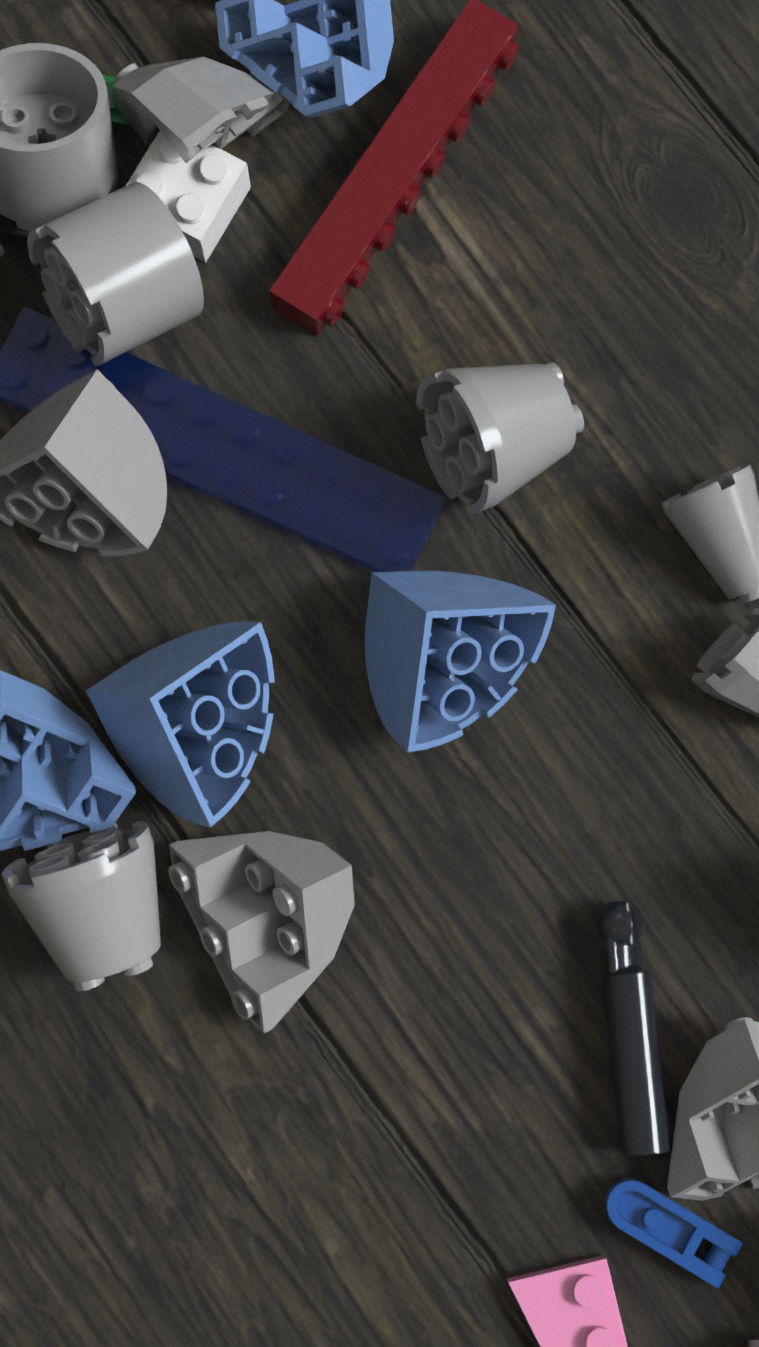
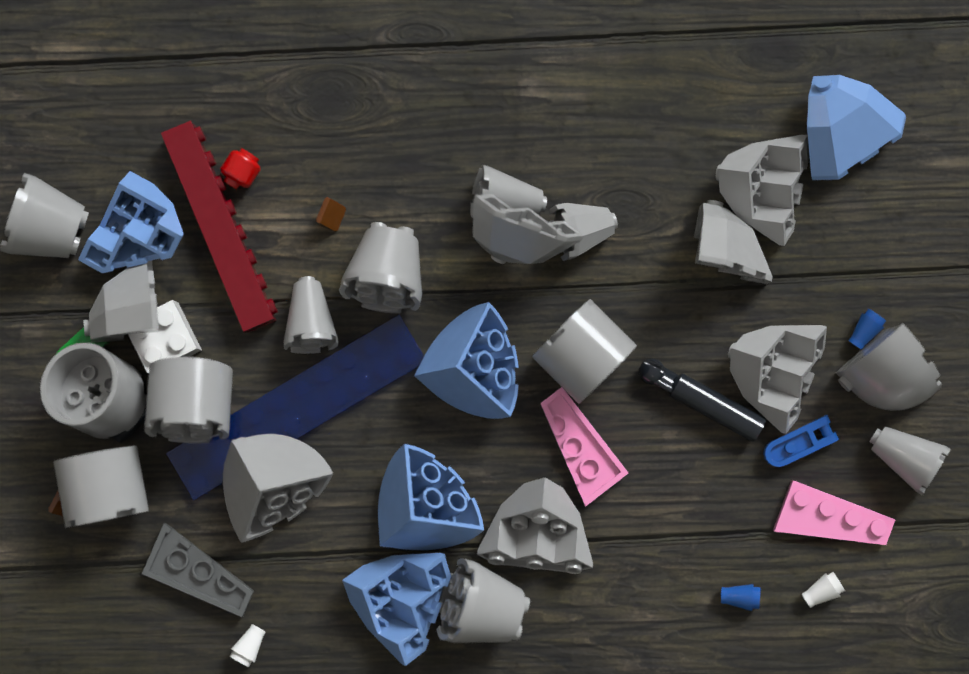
camera: 55 degrees left, 5 degrees up
(349, 373) = (309, 319): none -> light grey cone
(373, 1299) = (742, 596): none -> blue cone
(430, 906) = (585, 452): none -> bright pink wing
(498, 140) = (240, 169): none -> red head
(522, 306) = (330, 214): none -> reddish brown slope
(582, 795) = (584, 351): none -> light grey brick
(689, 576) = (518, 233): none -> light grey brick

